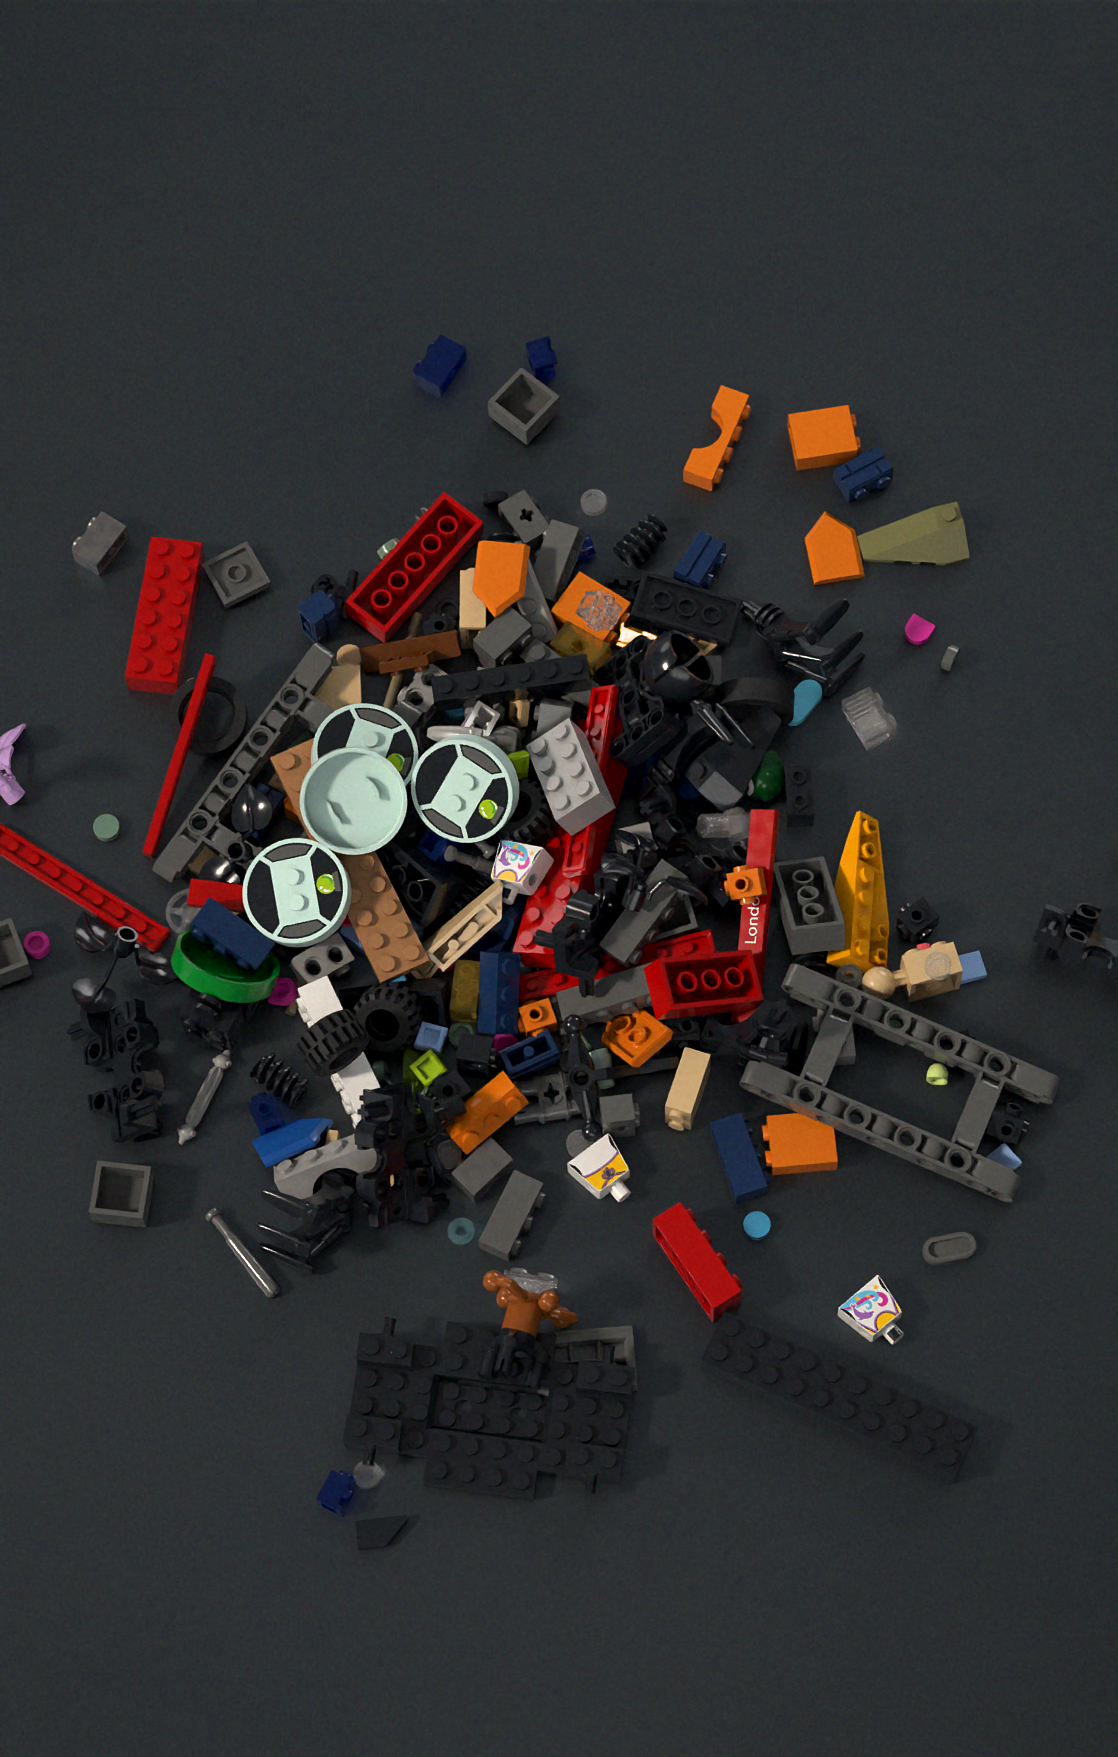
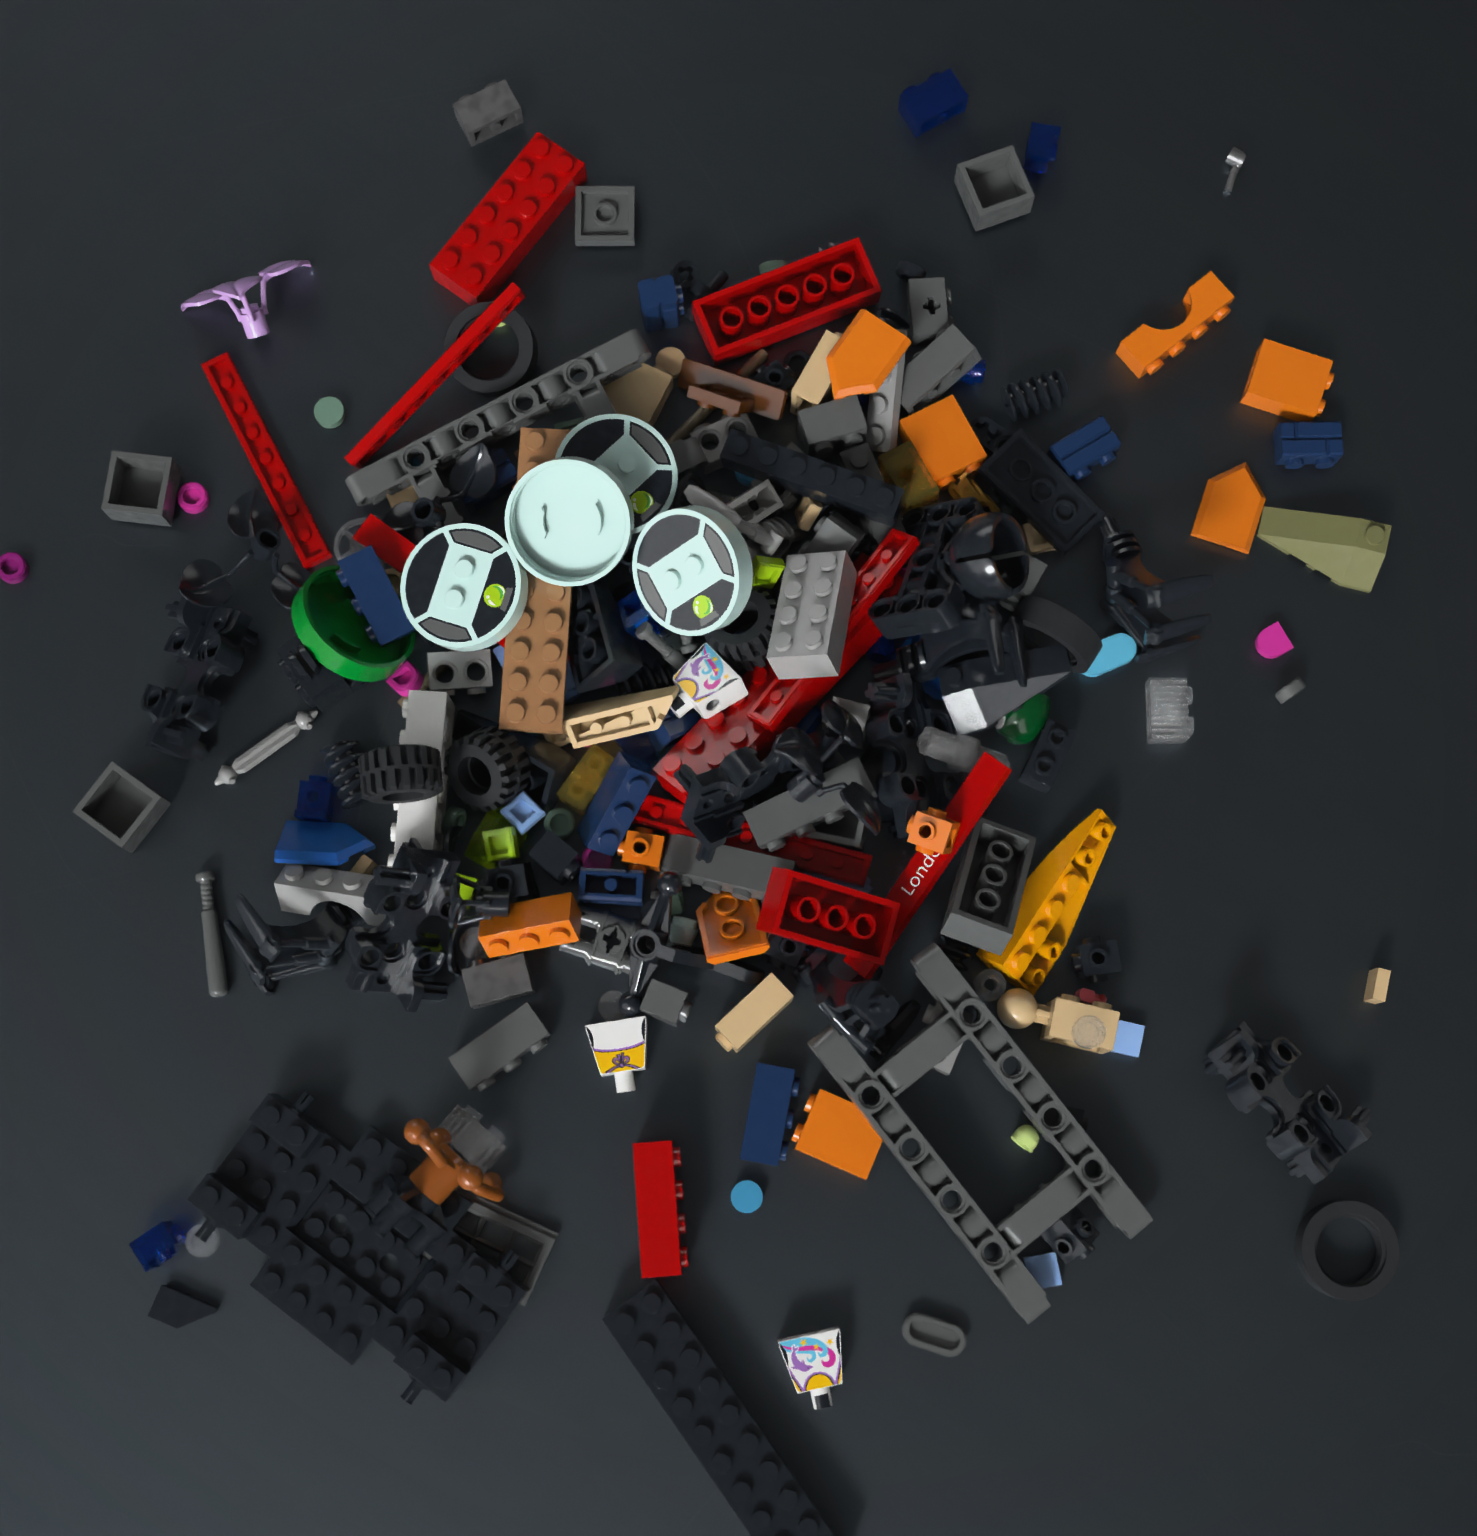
camera: 25 degrees right, 10 degrees up
(461, 1223) = (434, 1026): clear light blue plate -> none
(593, 502) = (1010, 327): clear tile -> none
(599, 610) = (947, 447): clear brick -> none
(693, 294) = (1235, 159): none -> flat silver hand

